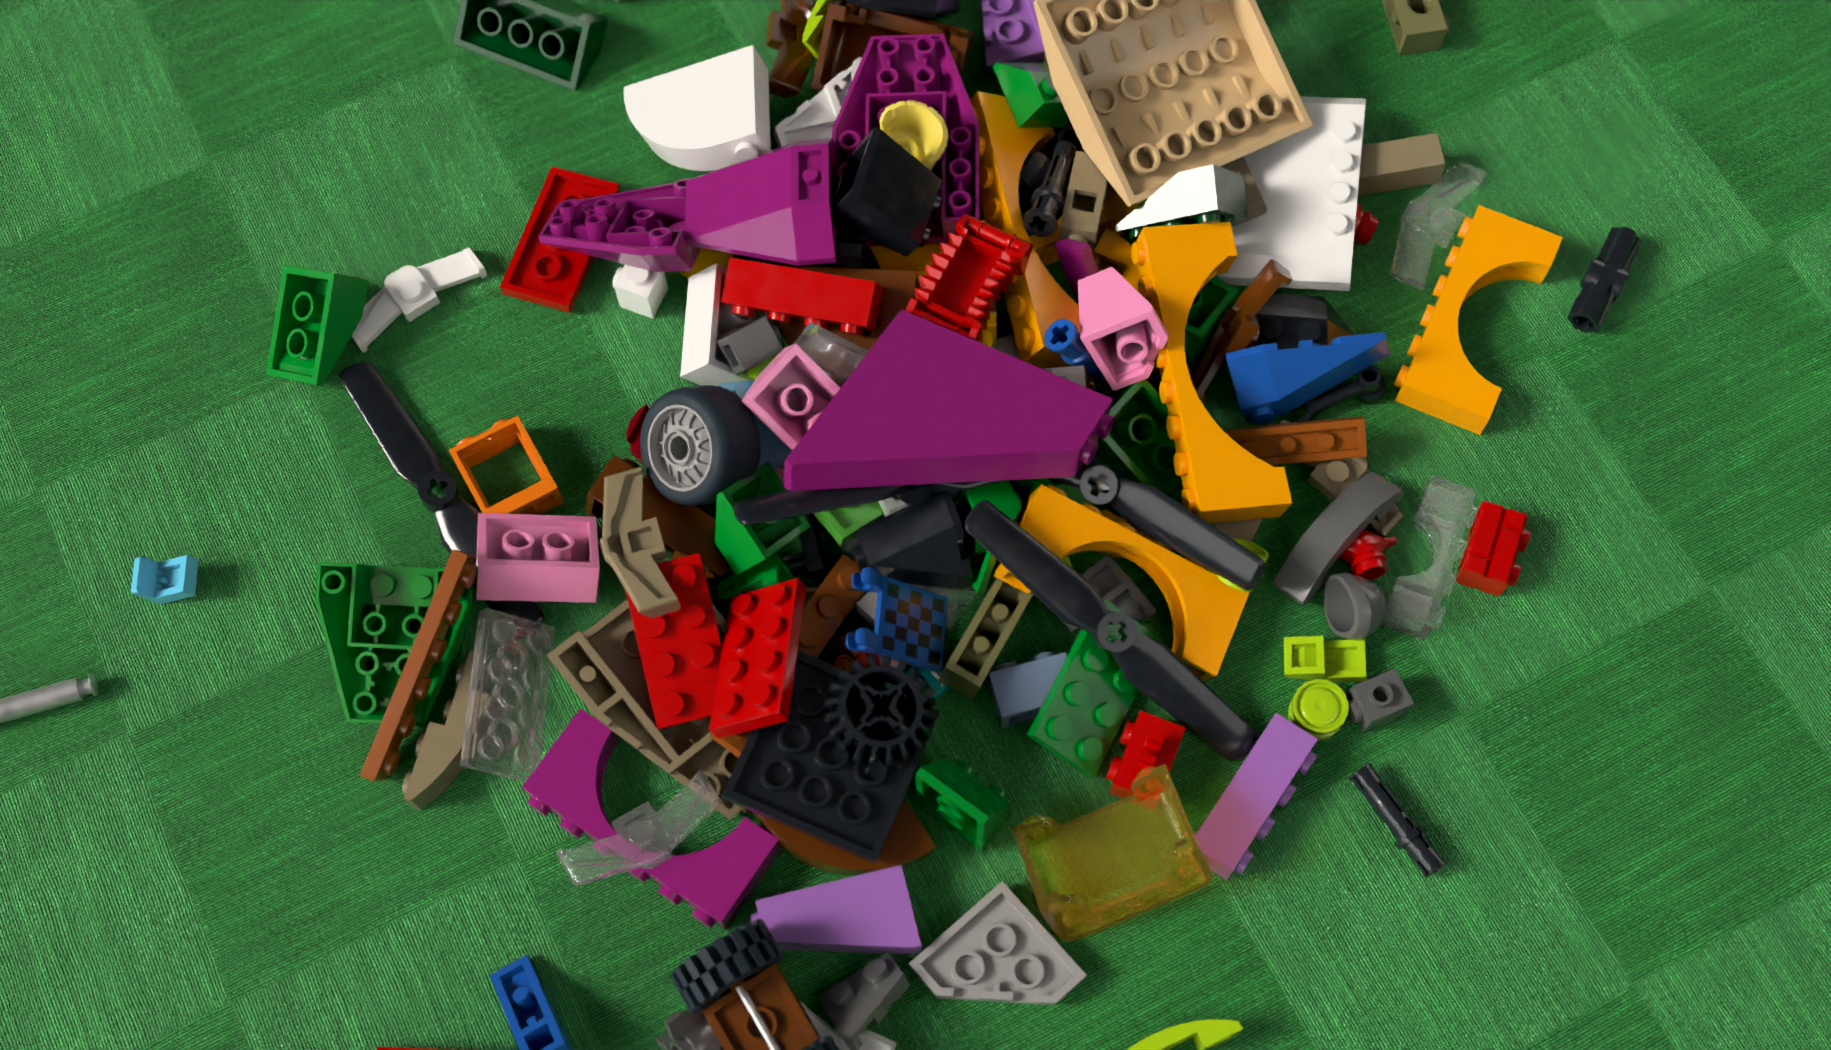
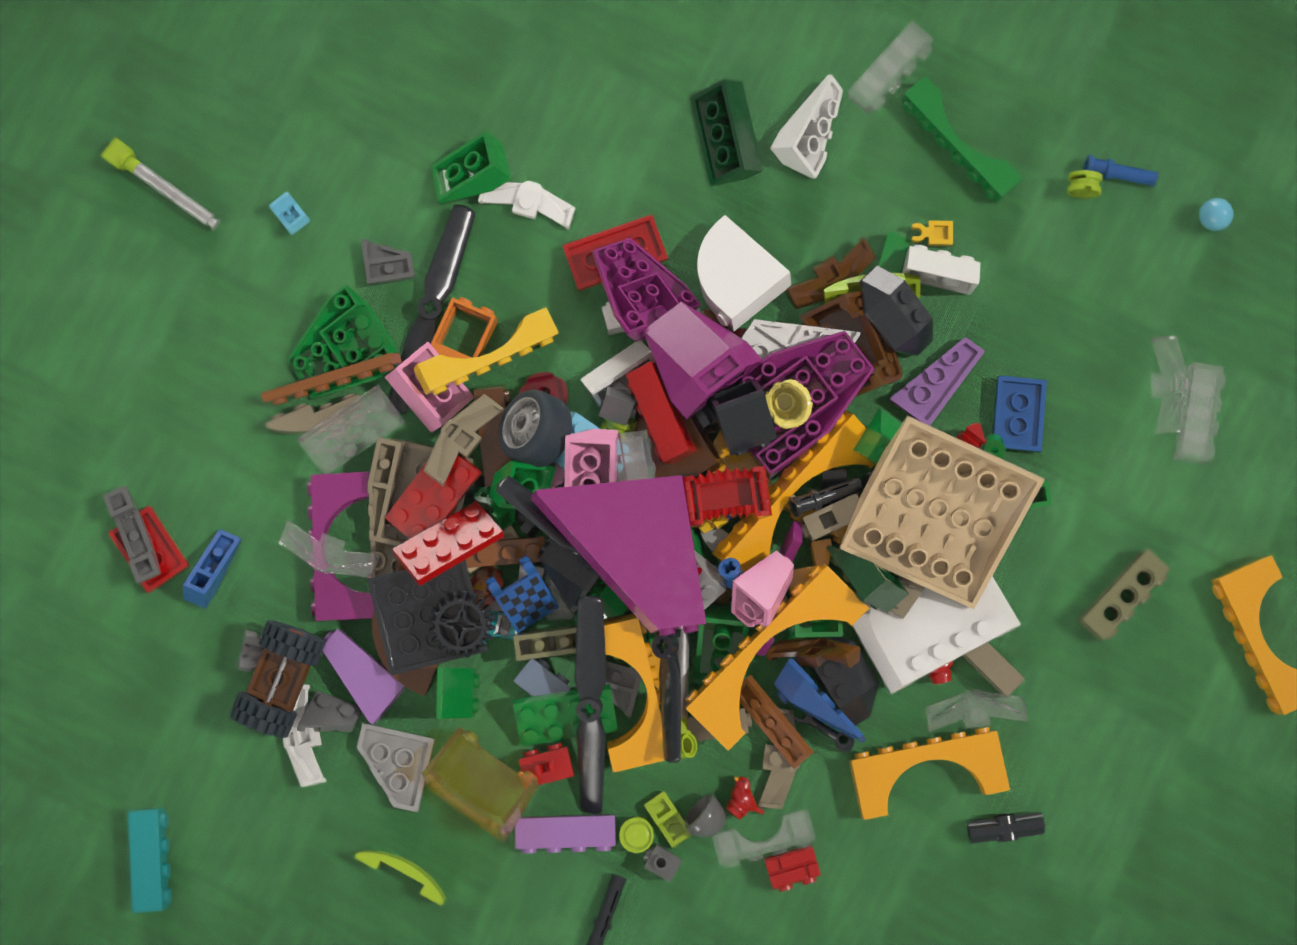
camera: 55 degrees right, 15 degrees up
(336, 508) = (386, 264): none -> dark grey wing
(531, 511) = (443, 370): none -> yellow arch
(1333, 533) = (740, 780): dark grey slope -> none

